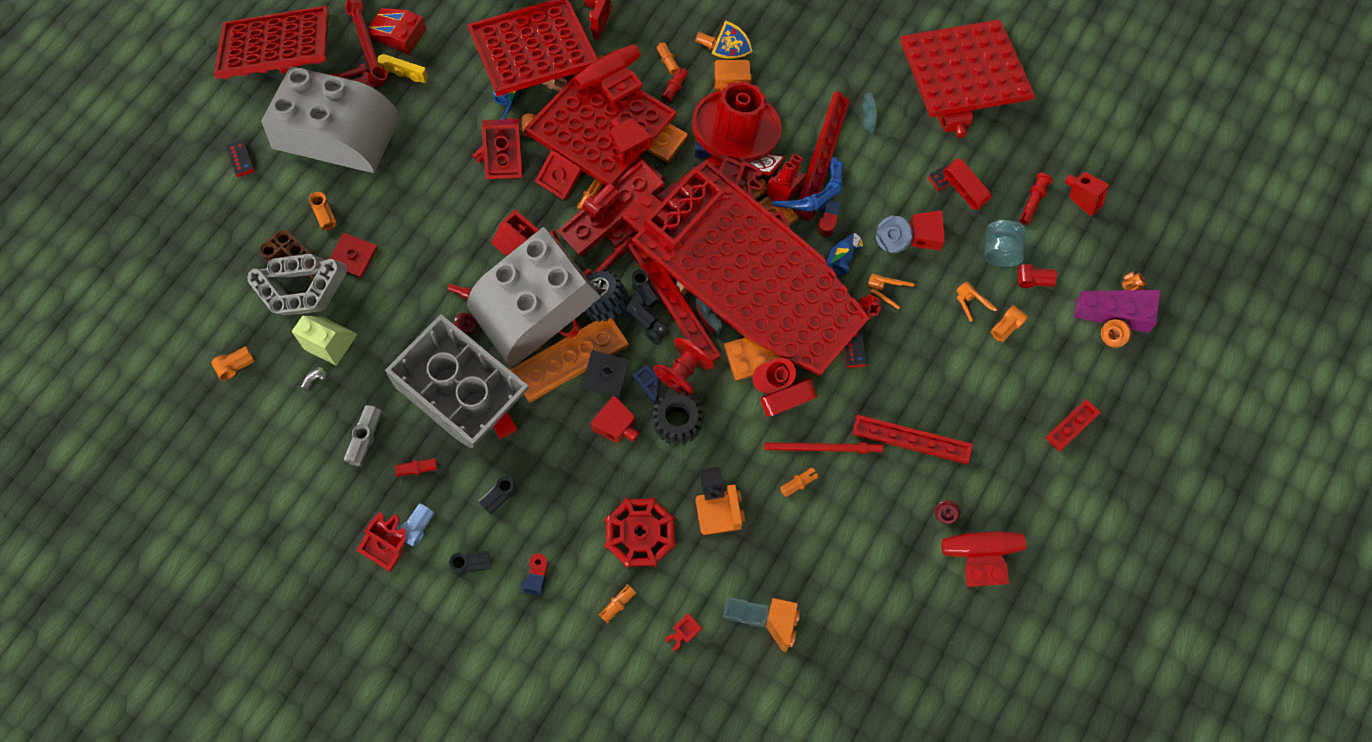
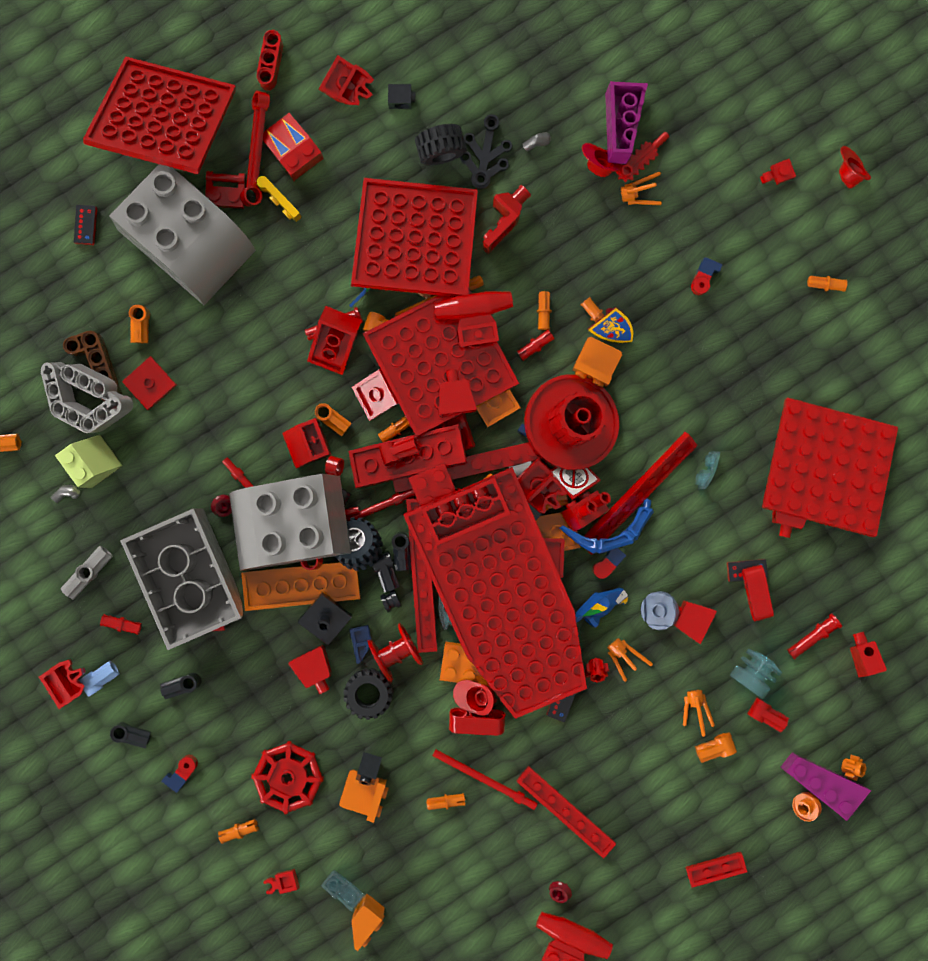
camera: 25 degrees right, 20 degrees up
(531, 211) = (333, 420): none -> orange piece

